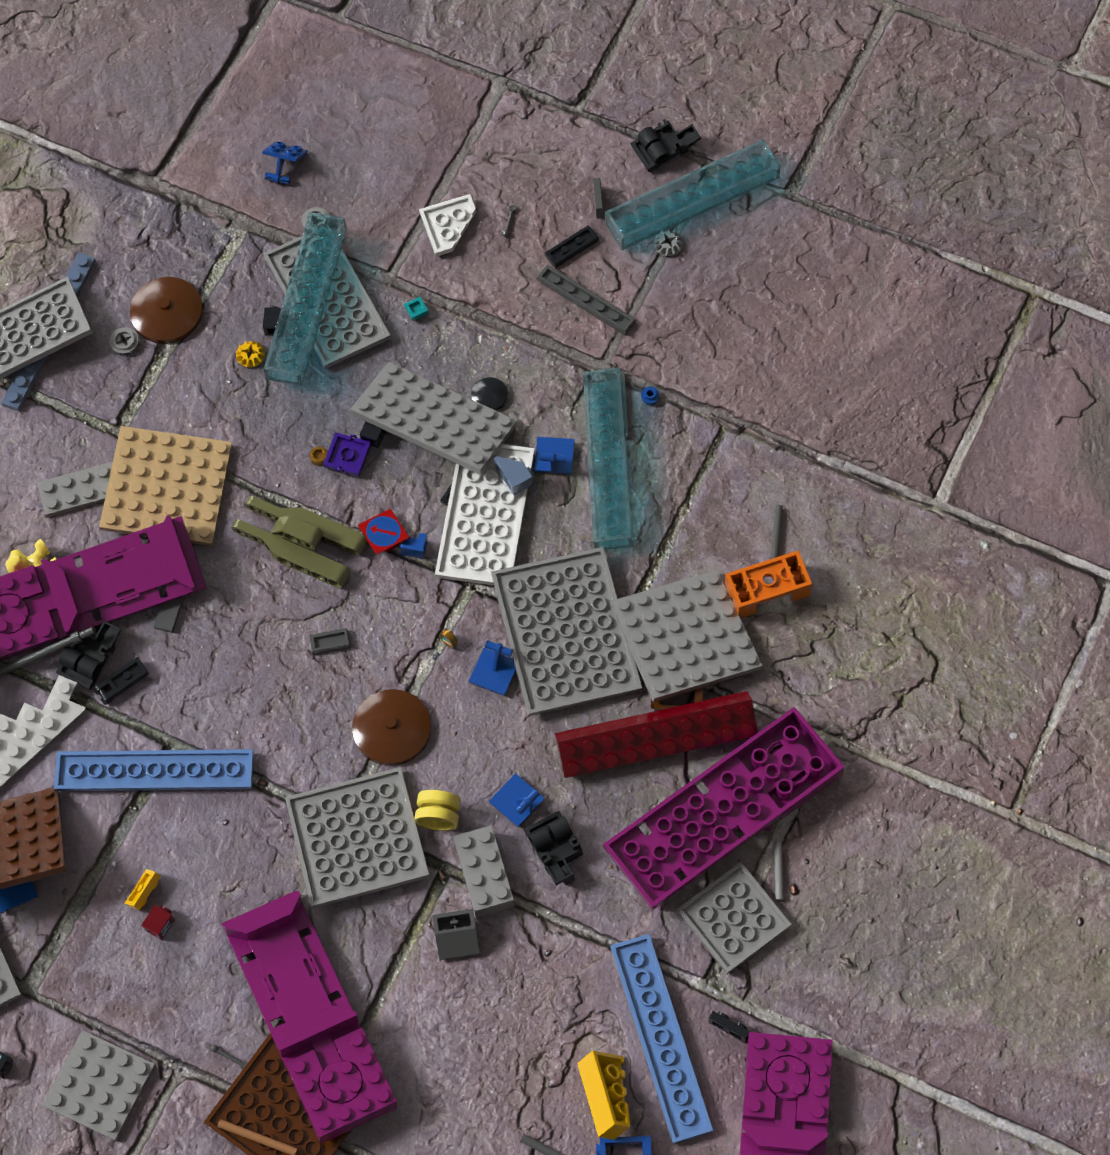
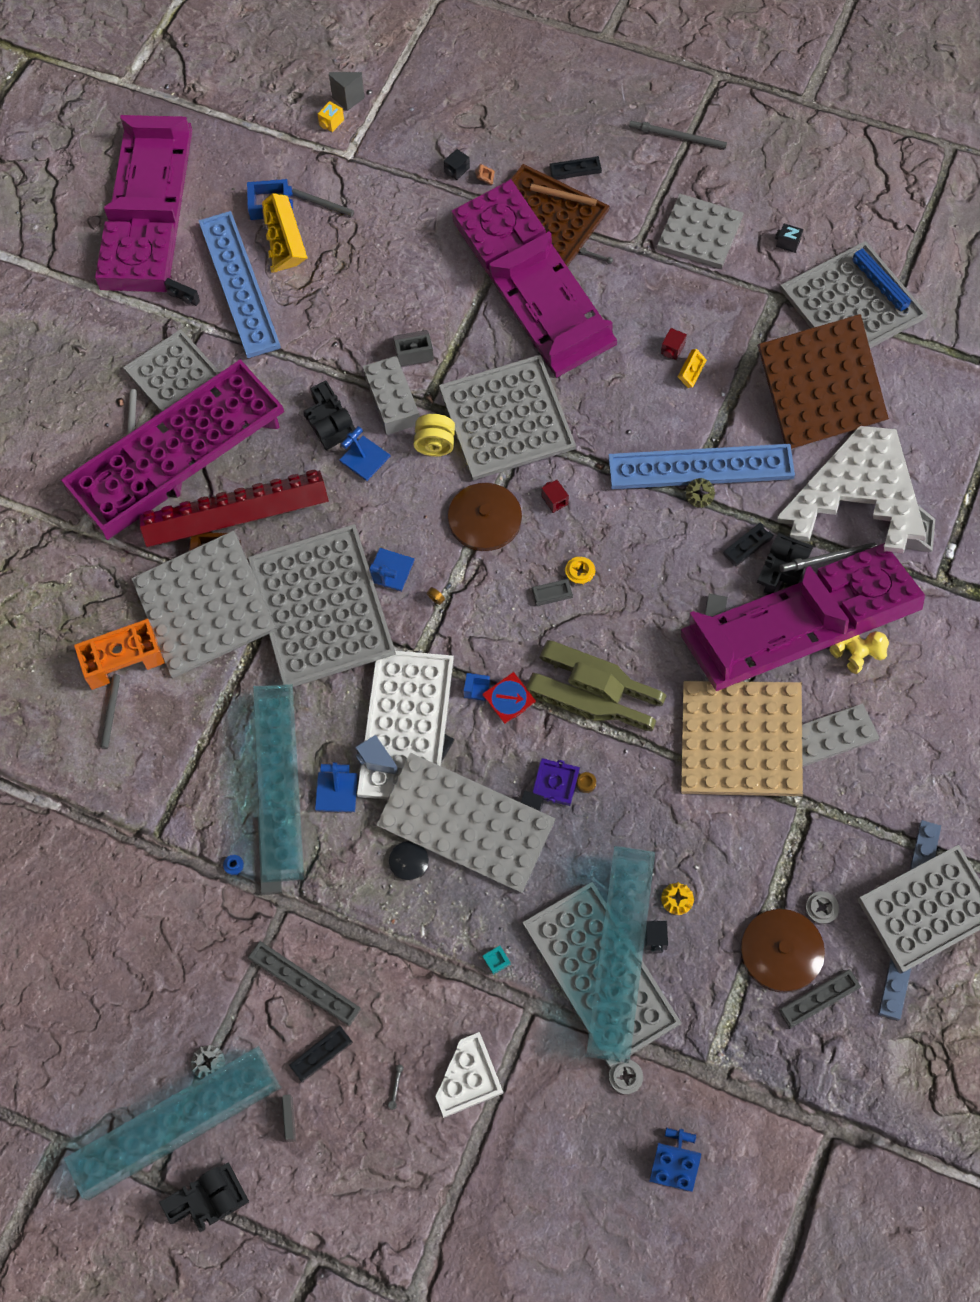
camera: 175 degrees right, 0 degrees up
(142, 272) = (819, 998): none -> dark grey tile
(164, 743) = (694, 486): none -> olive gear
(295, 654) = (575, 564): none -> yellow gear
(315, 742) = (554, 495): none -> dark red brick

